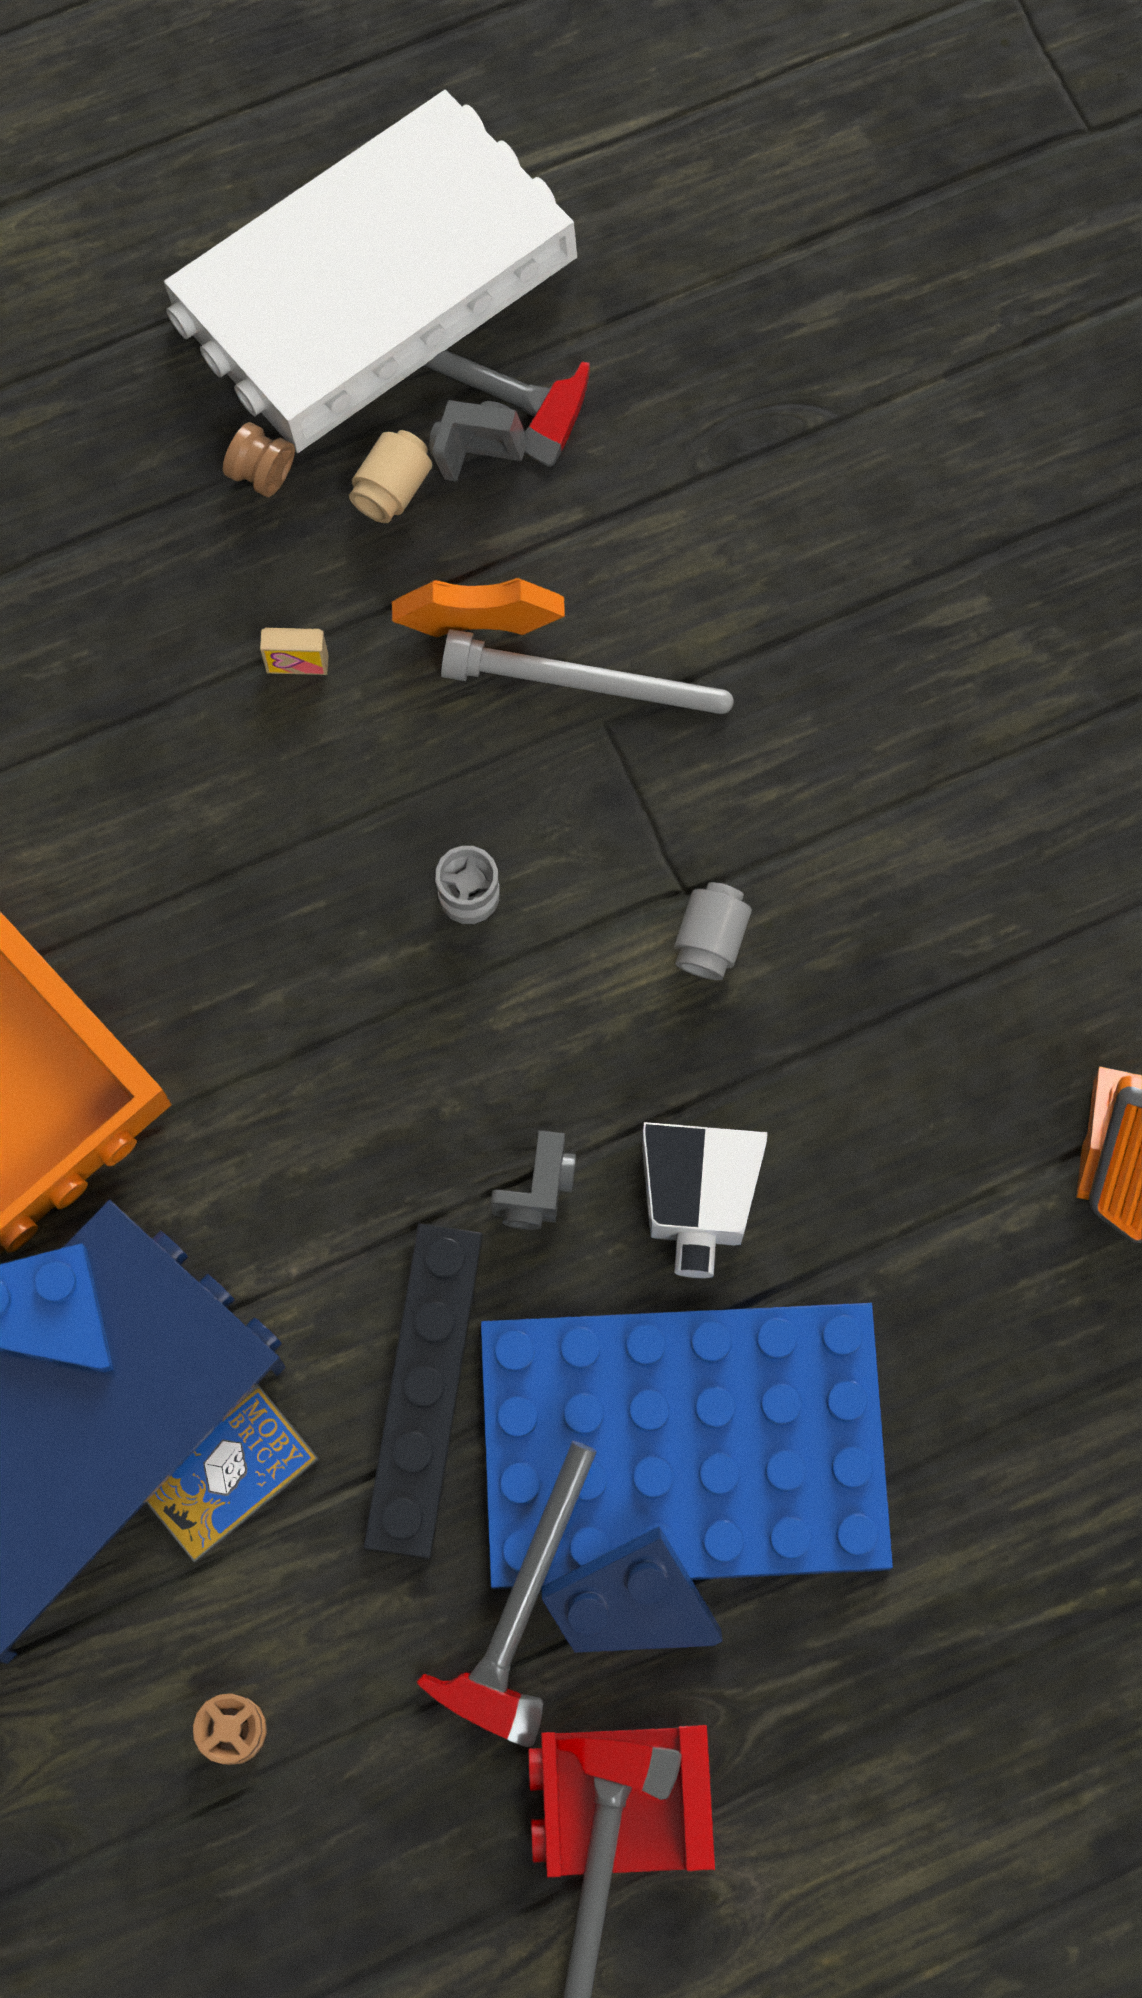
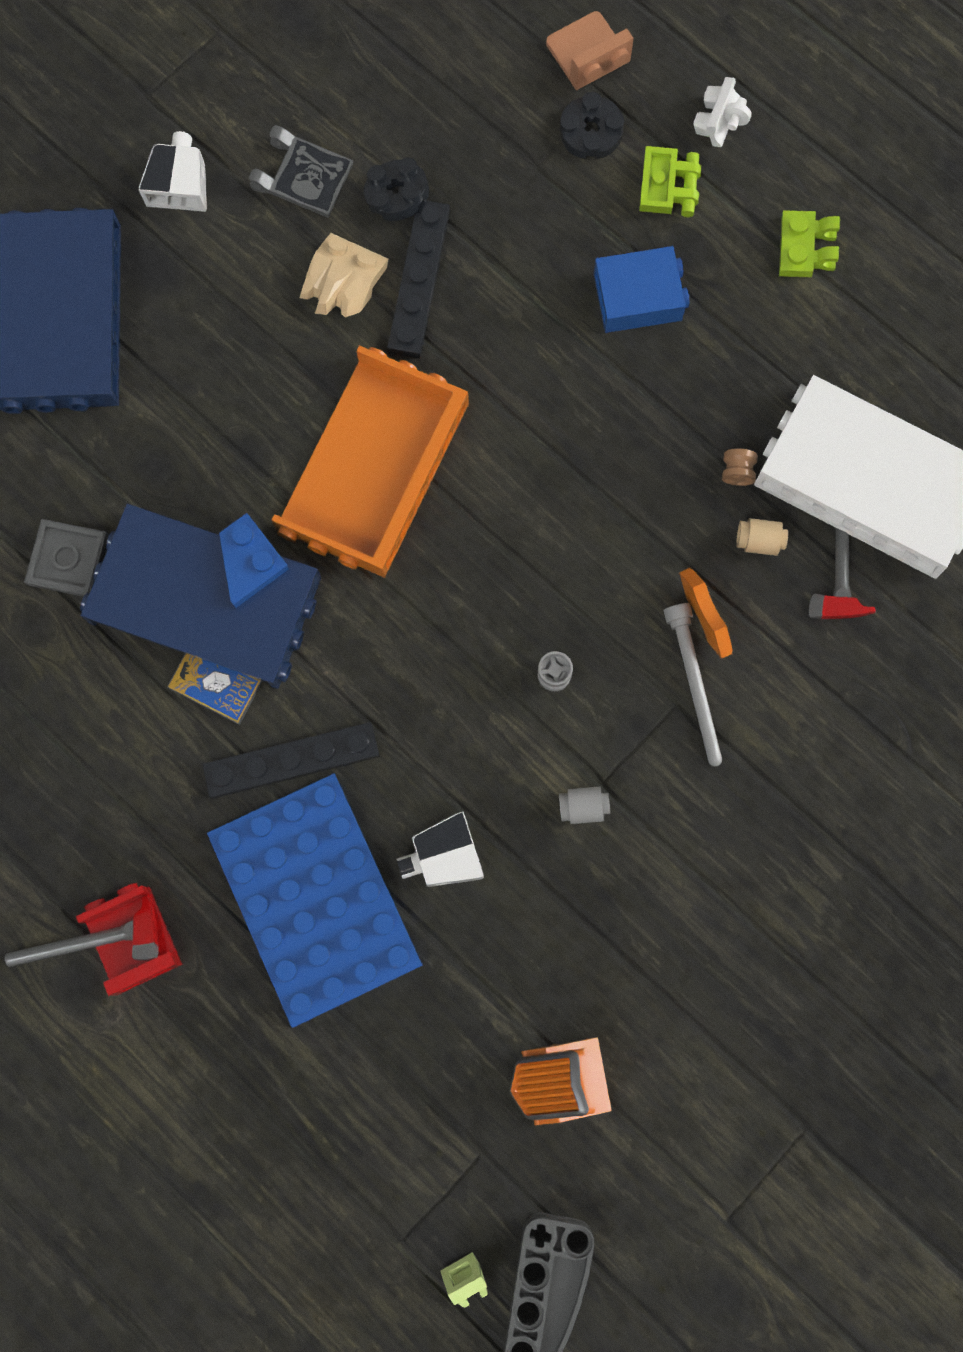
camera: 70 degrees right, 5 degrees up
(214, 1727) = (87, 734): medium nougat wheel -> none
(294, 651) = (642, 531): tan tile -> none
(475, 429) = (805, 561): dark grey bracket -> none
(484, 1693) = (156, 850): dark grey piece -> none
(552, 1175) = (421, 776): dark grey bracket -> none
(632, 1601) = (225, 904): dark blue wing -> none

